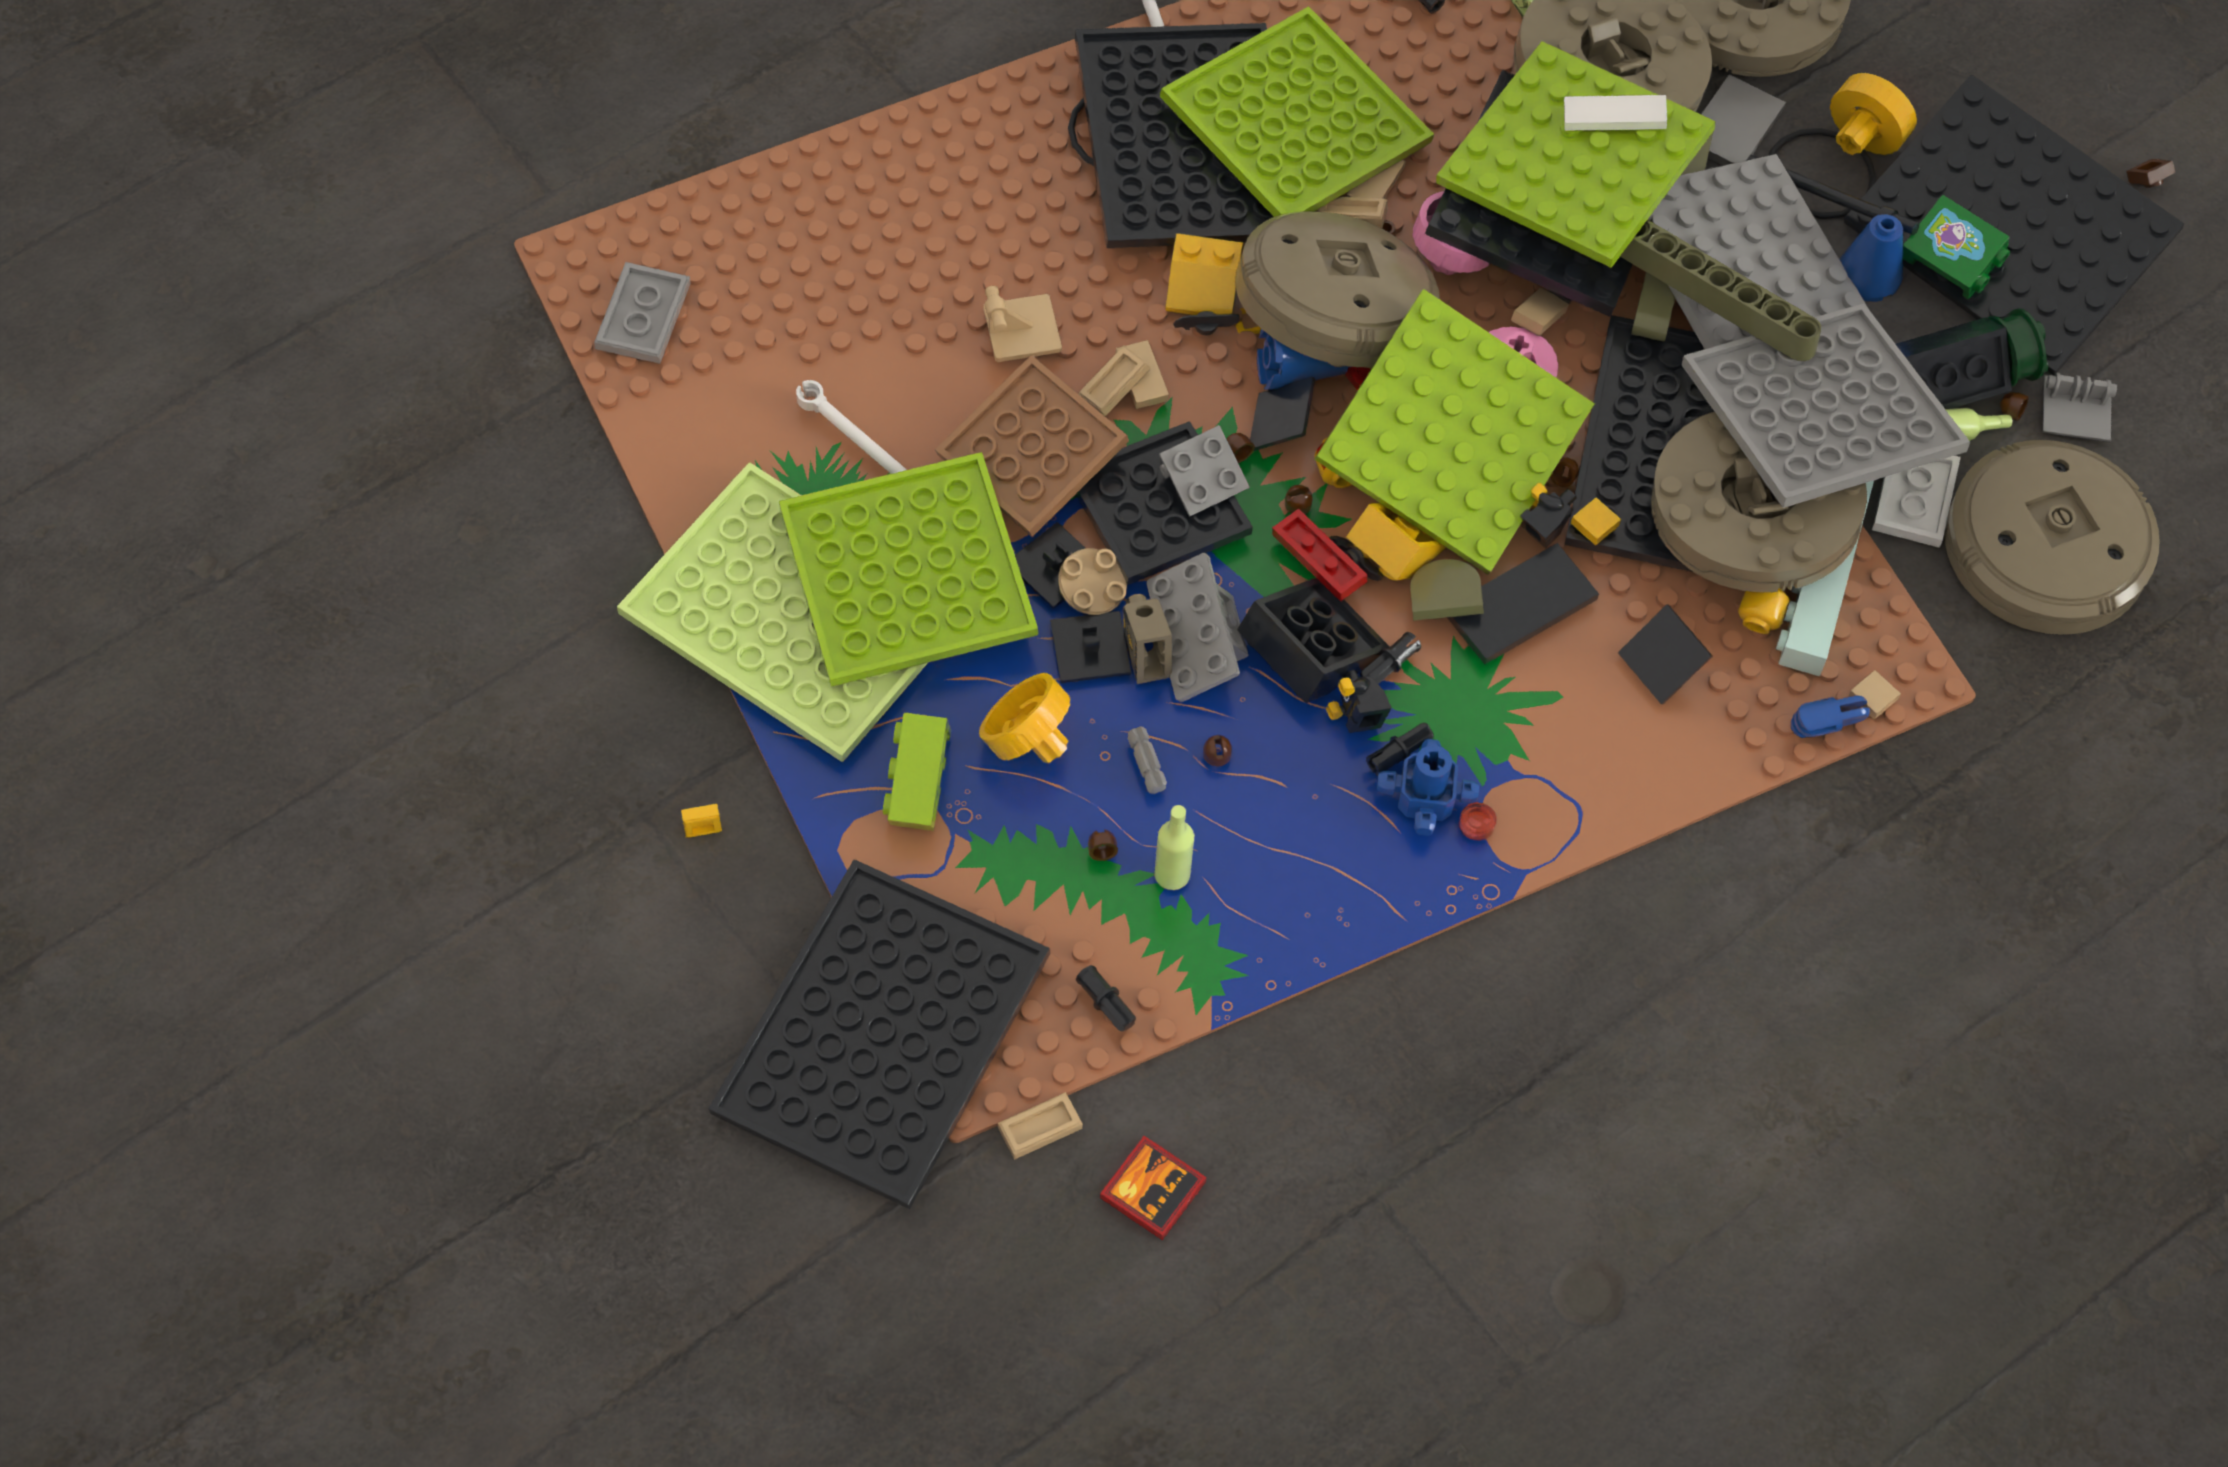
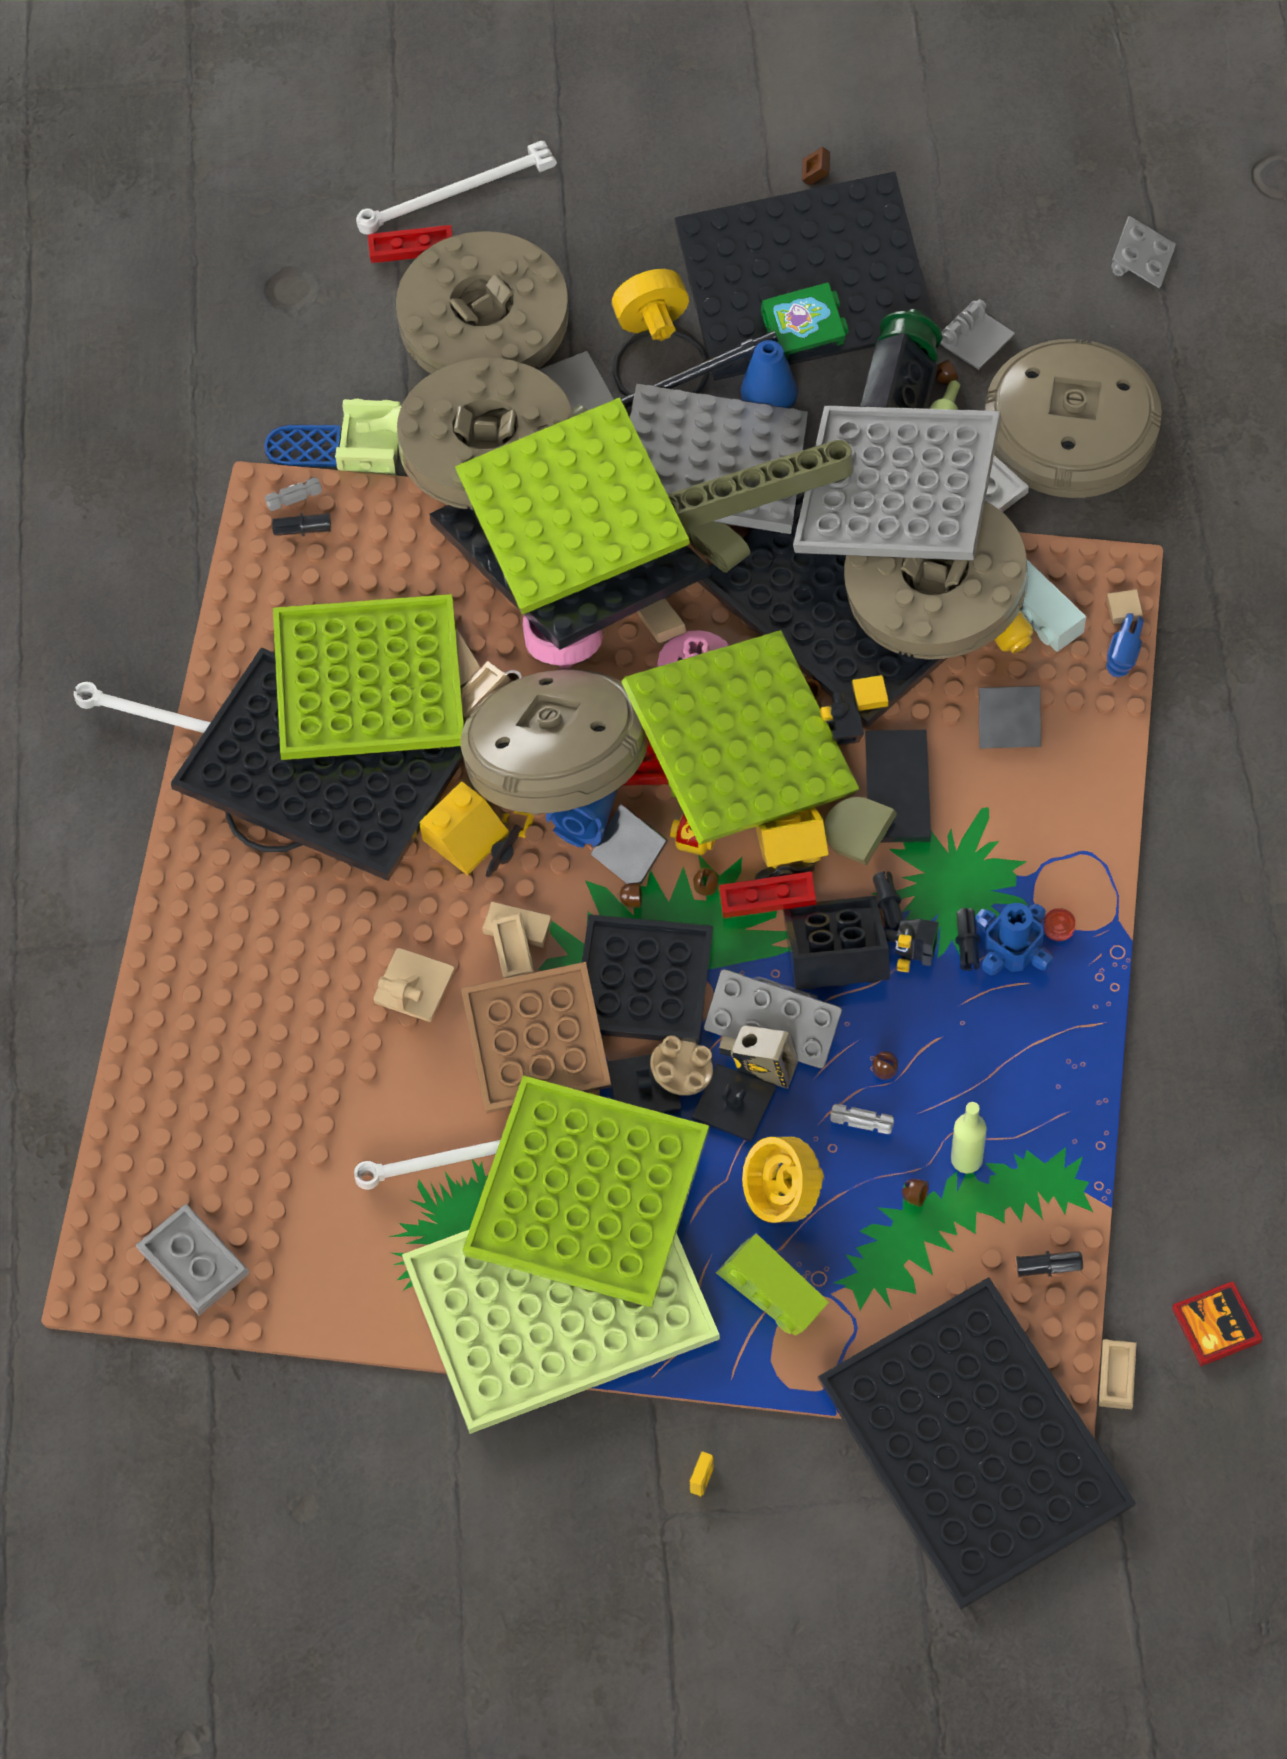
camera: 50 degrees left, 0 degrees up
(1203, 470) = (646, 929): light grey hinge -> none
(1615, 112) = (565, 456): white tile -> none

